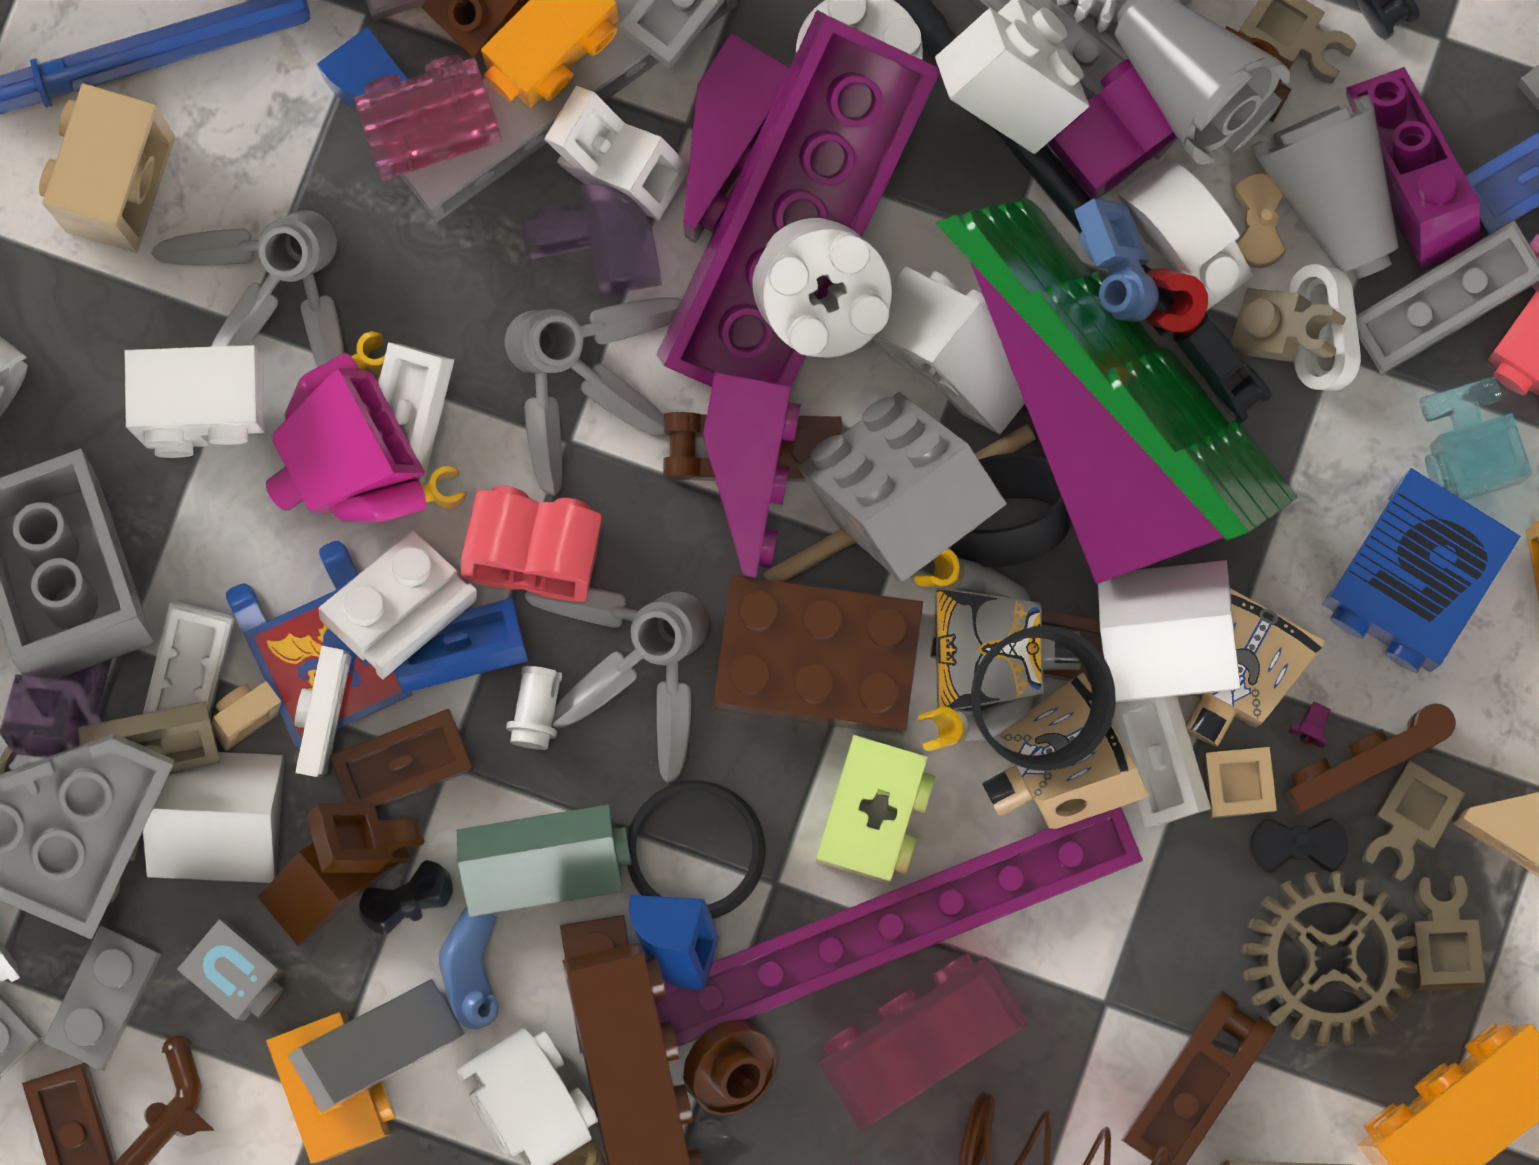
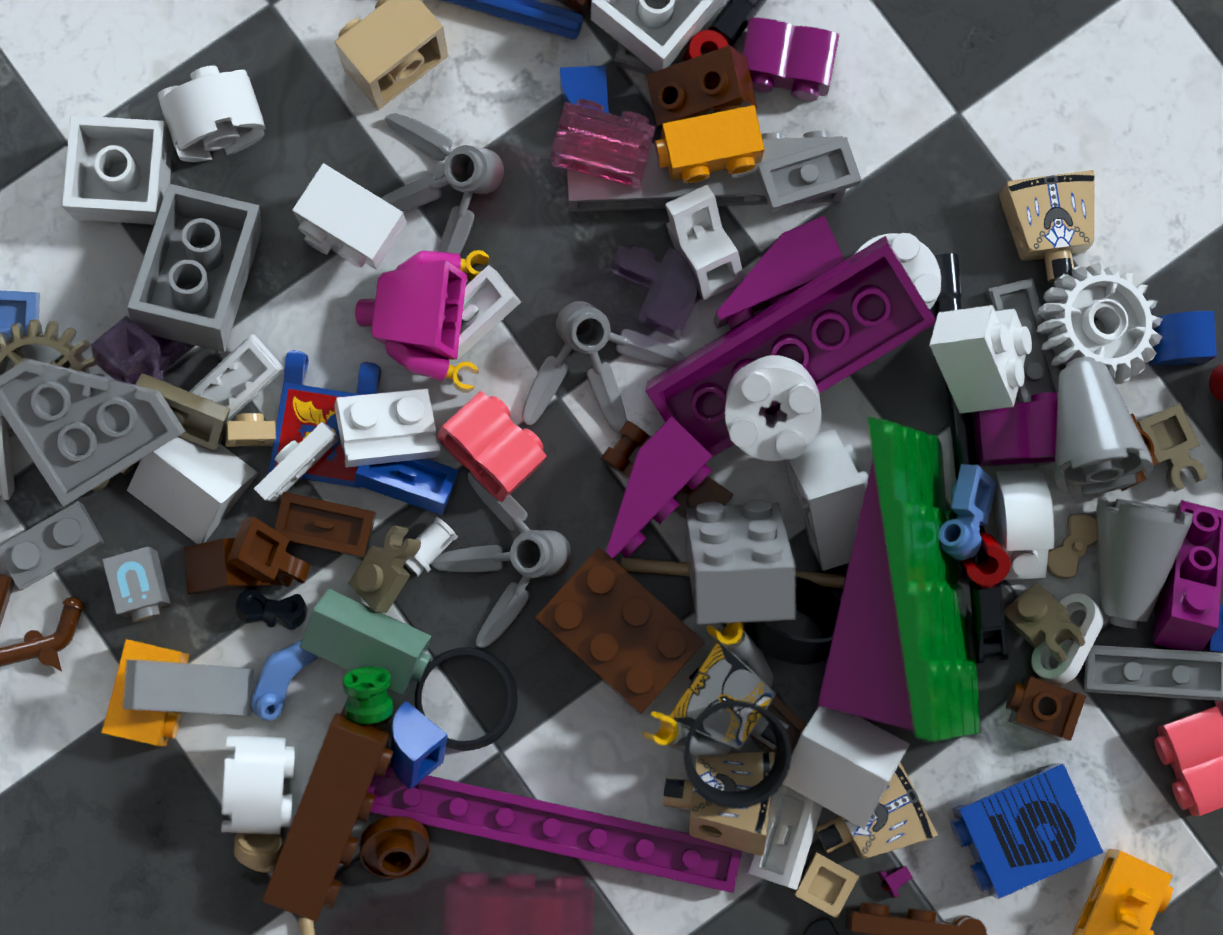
camera: 25 degrees right, 0 degrees up
(502, 770) = (382, 571): none -> dark tan plate
(584, 915) = (368, 695): none -> green wheel
(869, 771) = (600, 723): yellowish green brick -> none
(1332, 441) = (1063, 718): none -> reddish brown brick
(1478, 453) = (1110, 781): clear light blue brick -> none

